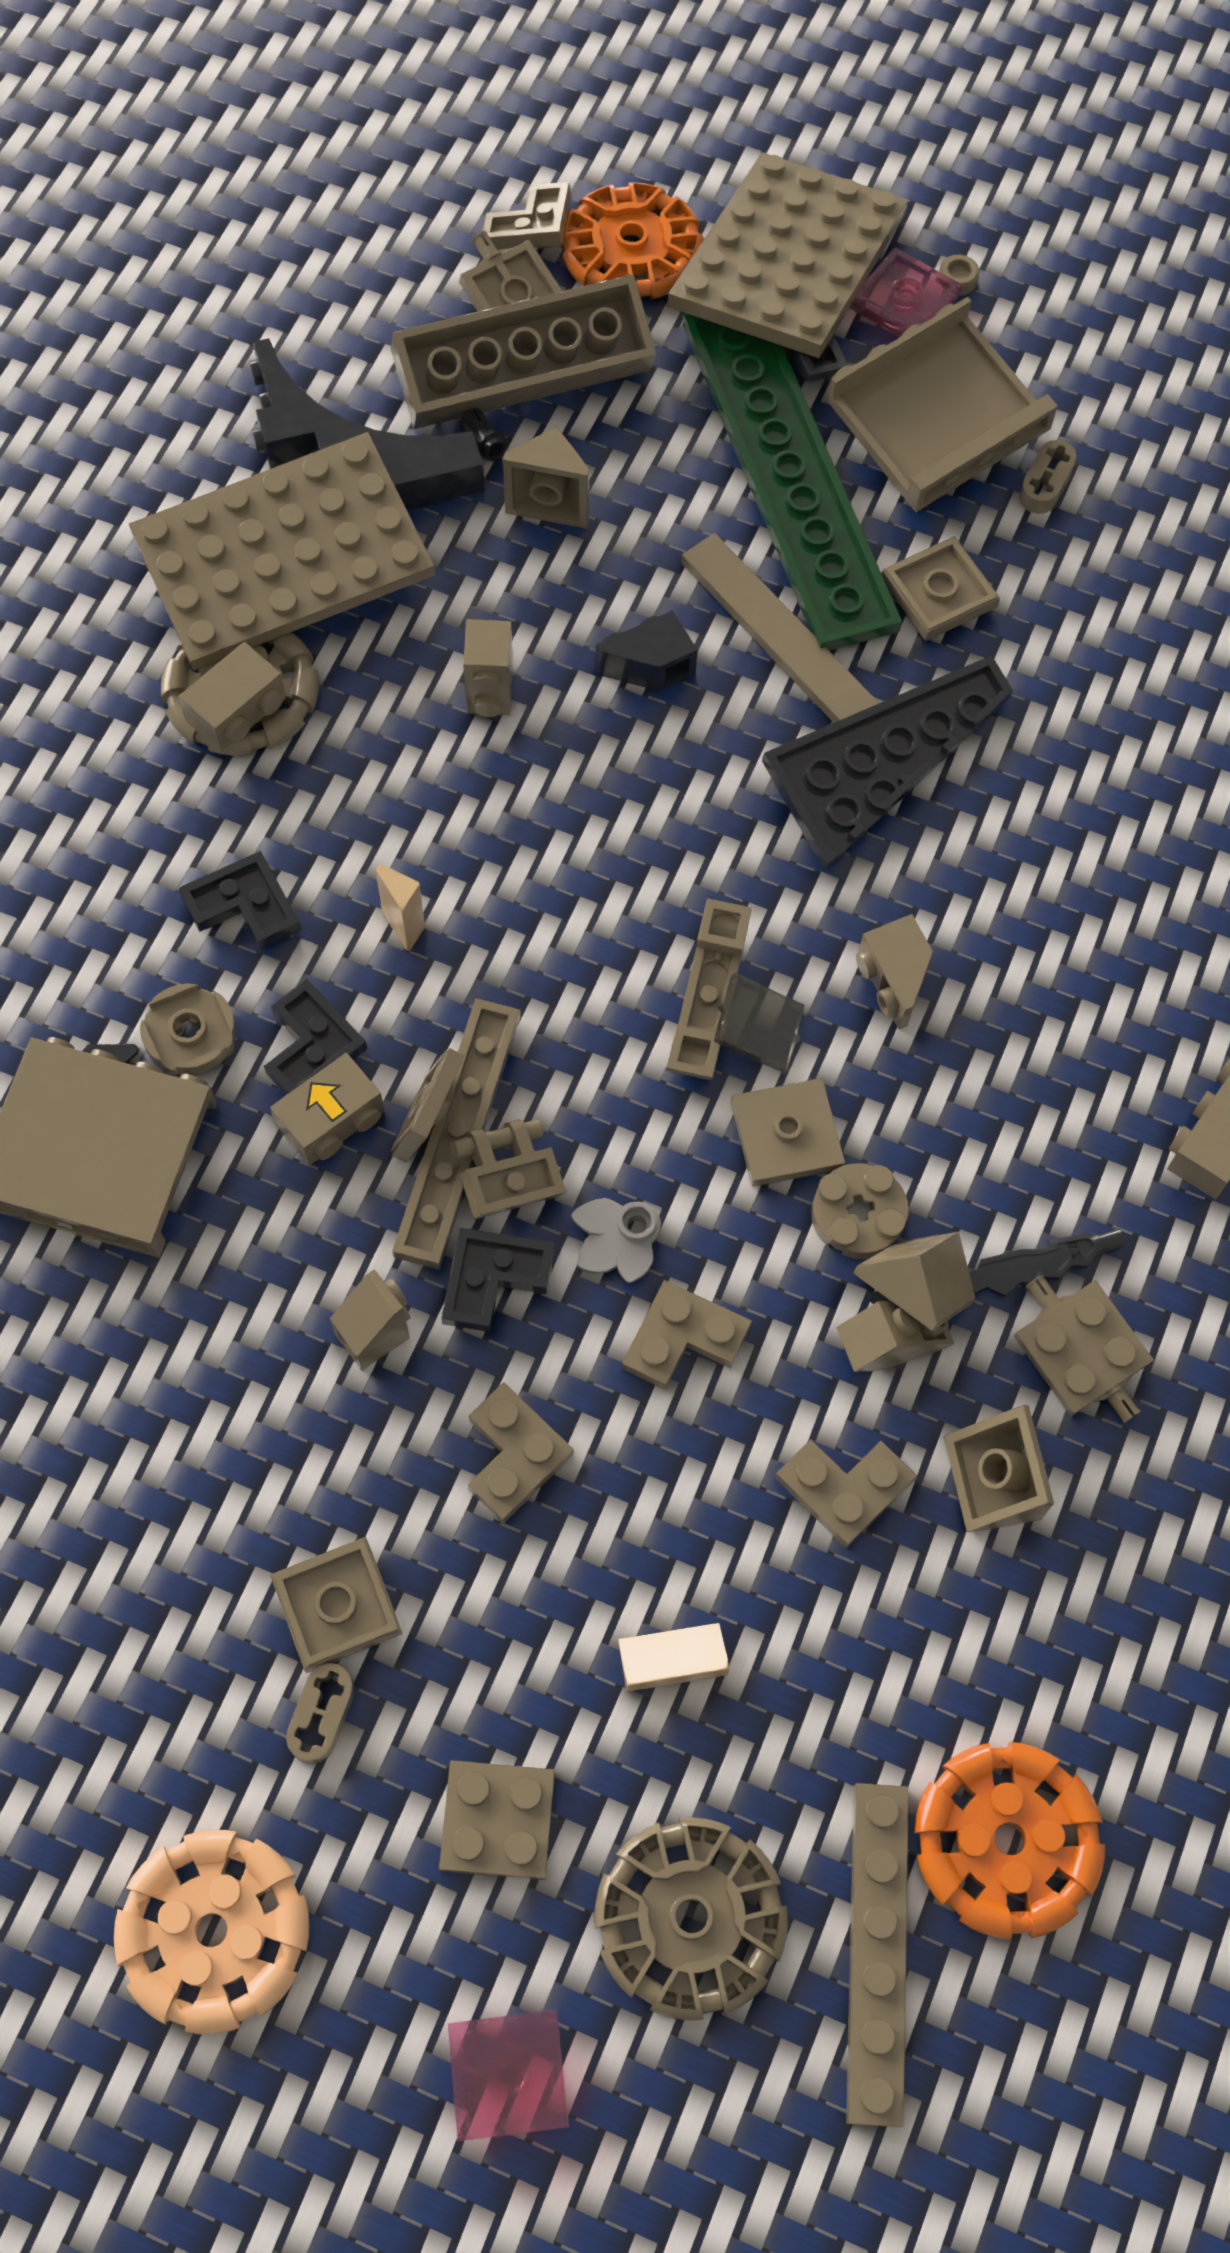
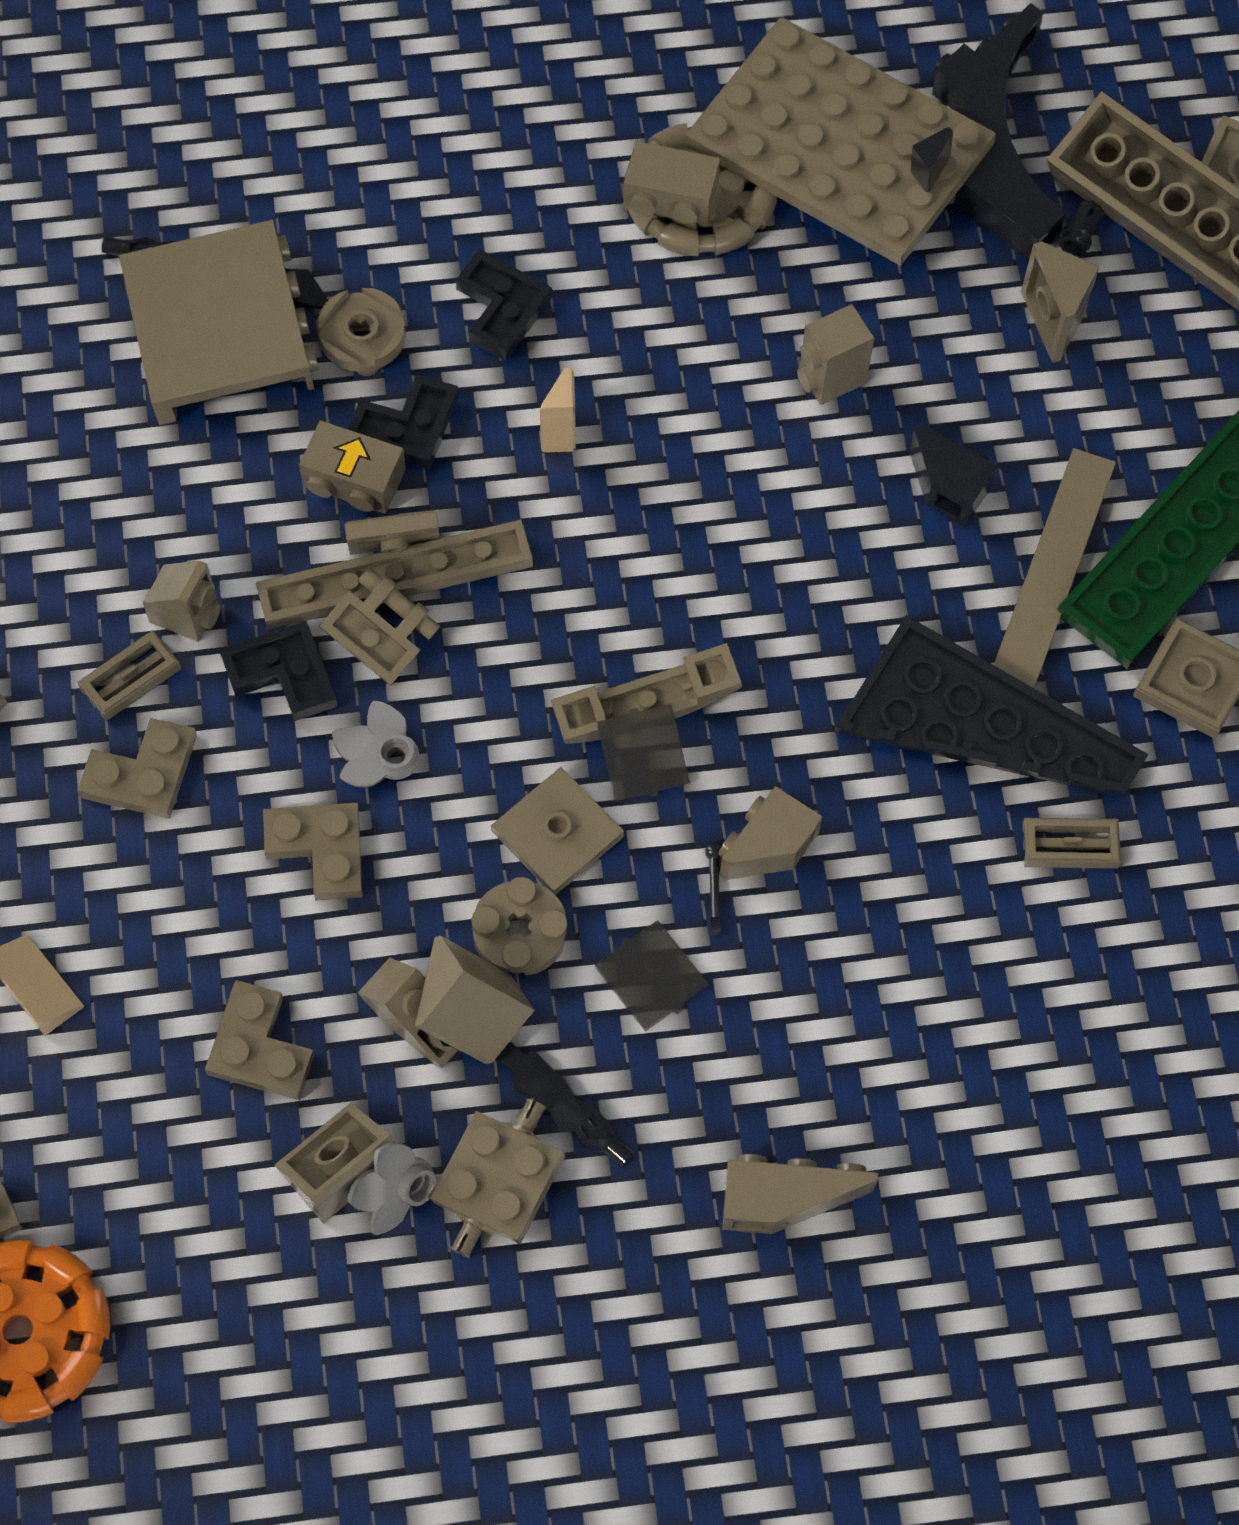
camera: 60 degrees right, 0 degrees up
(370, 485) = (931, 157): none -> black slope
(413, 1455) = (139, 687): none -> dark tan tile
(879, 1021) = (711, 853): none -> black hinge
(962, 1131) = (651, 975): none -> clear smoke piece
(1011, 782) = (1071, 859): none -> dark tan tile
(1053, 1423) = (392, 1186): none -> light grey plate

